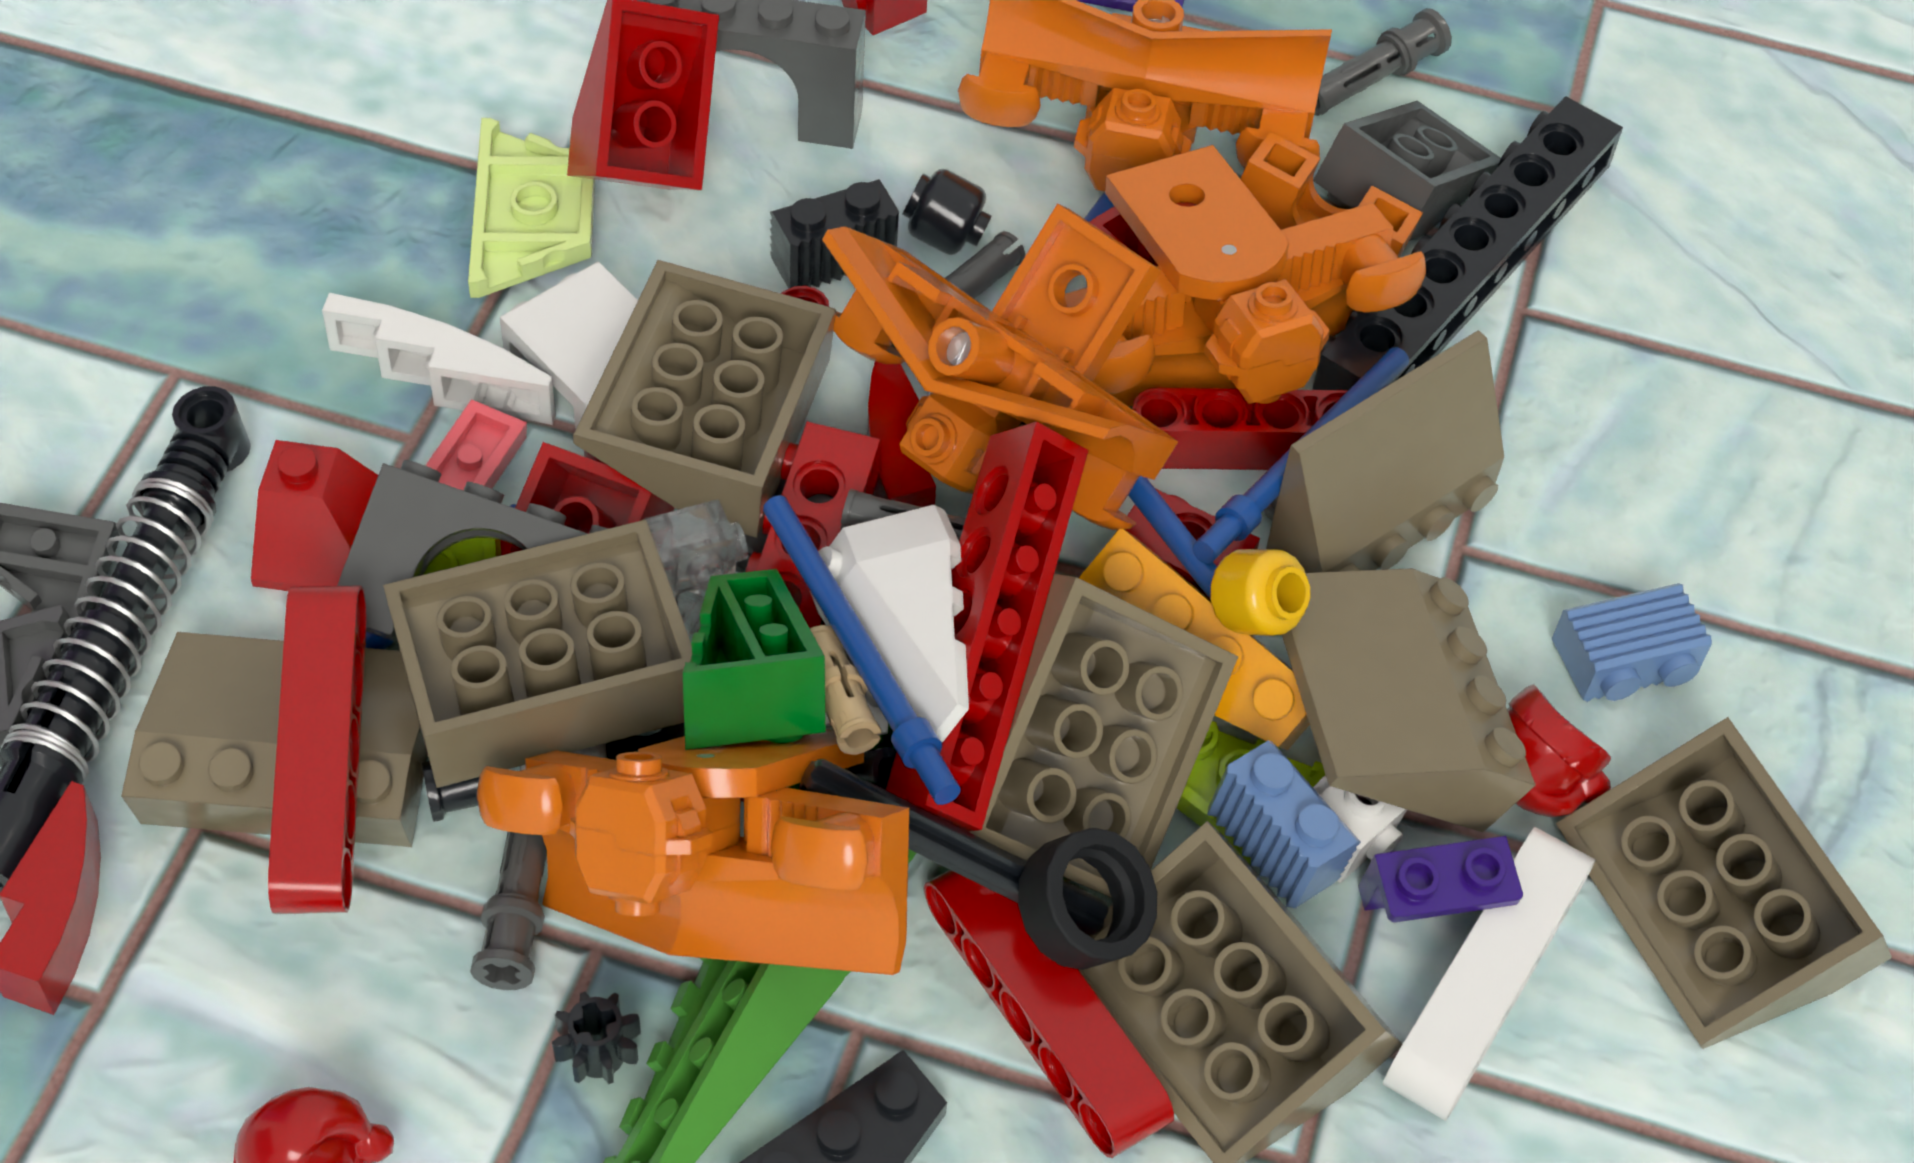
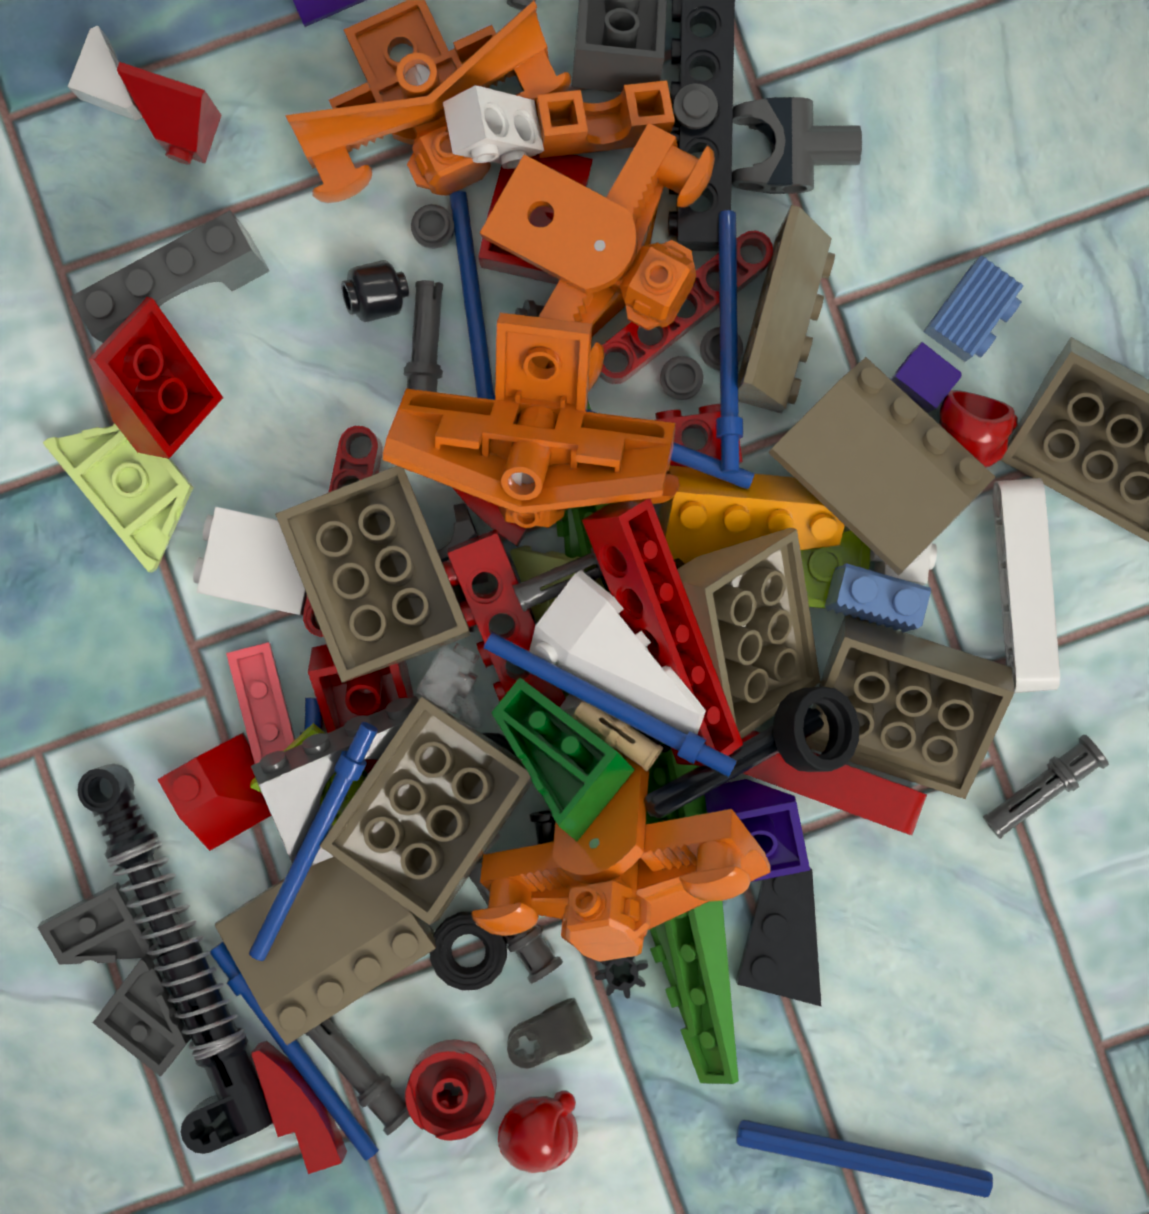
camera: 30 degrees left, 35 degrees up
(109, 879) = (299, 1059): none -> blue bar
(163, 950) = (372, 1089): none -> dark grey pin
(255, 1007) = (436, 1108): none -> red brick
(318, 751) = (371, 959): red beam -> none
(425, 849) = (467, 977): none -> black tyre
(436, 1047) = (557, 1032): none -> clear smoke piece
(439, 356) = (195, 634): white slope -> none
(497, 523) = (348, 769): none -> blue bar
(800, 227) = (325, 364): black brick -> none
(919, 1014) = (771, 820): none -> dark purple slope
(1057, 191) = (432, 226): none -> dark grey plate
(1197, 107) = (493, 126): none -> white brick
(1216, 487) = (681, 377): none -> dark grey plate
(1260, 592) = (782, 480): yellow head -> none
(1442, 247) = (695, 106): none -> dark grey plate
(1442, 880) = (975, 559): dark purple bracket -> none
(1523, 655) = (926, 377): none -> dark purple panel
(1531, 366) = (794, 145): none -> dark grey connector

